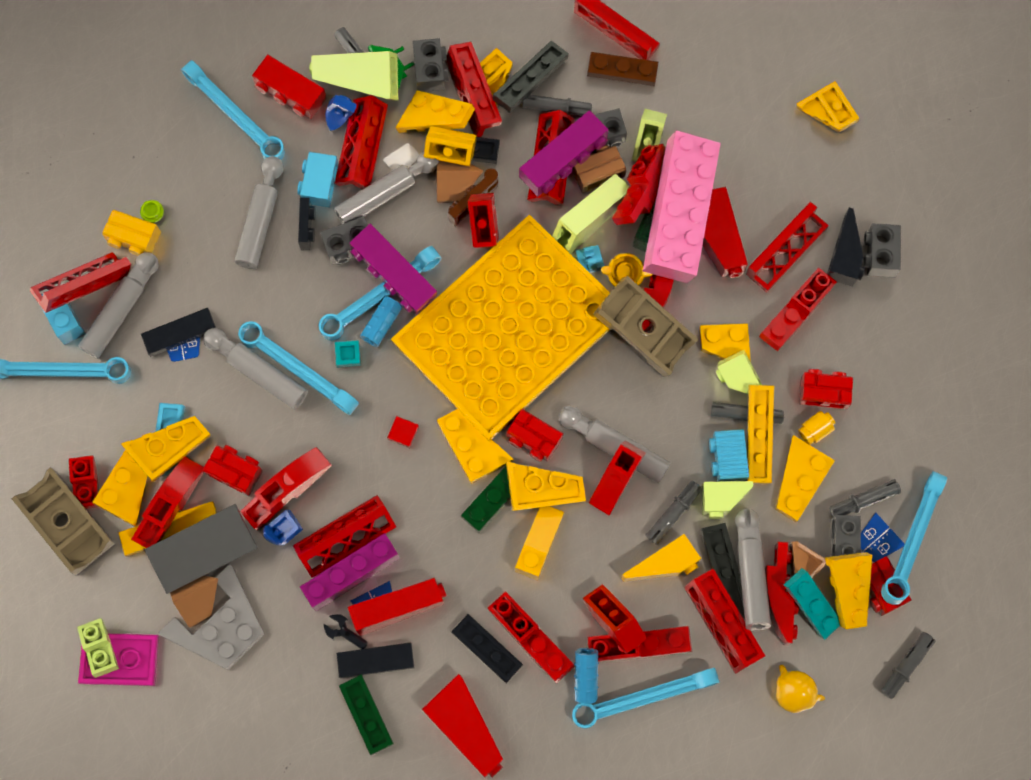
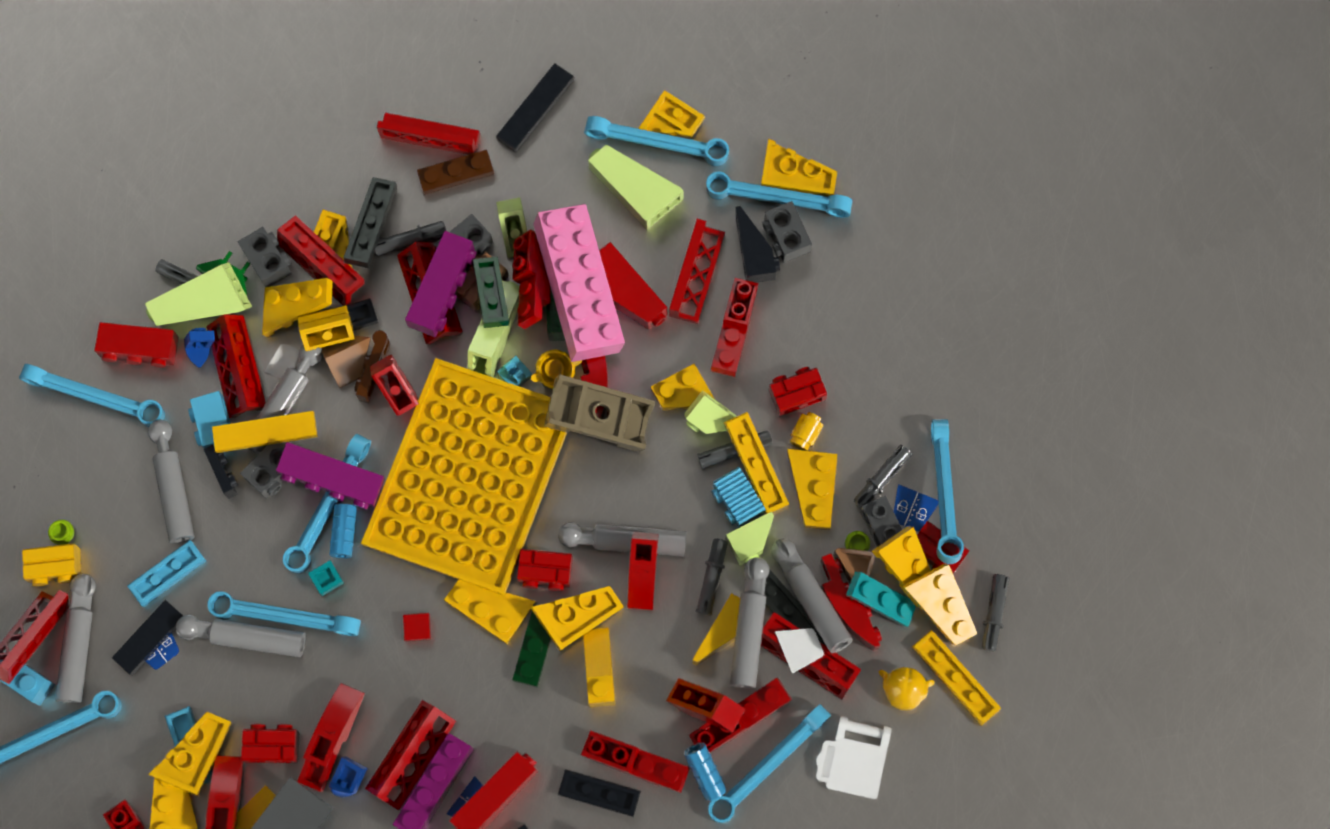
camera: 25 degrees left, 0 degrees up
(220, 286) = (166, 573): none -> medium azure tile
(357, 207) = (264, 431): none -> yellow tile
(602, 180) = (490, 292): none -> dark green plate
(686, 569) = (750, 625): none -> light grey piece
(716, 46) = (535, 107): none -> black tile
(717, 734) = (851, 764): none -> white piece
(721, 610) = (800, 647): none -> white sticker
(765, 89) = (601, 129): none -> medium azure piece
(770, 150) = (635, 186): none -> yellowish green slope
(816, 543) = (857, 541): none -> lime plate
(845, 705) = (956, 677): none -> yellow tile
(866, 633) = (941, 600): none -> yellow wing
(912, 201) = (793, 172): none -> yellow wing
(936, 247) = (834, 205): none -> medium azure piece

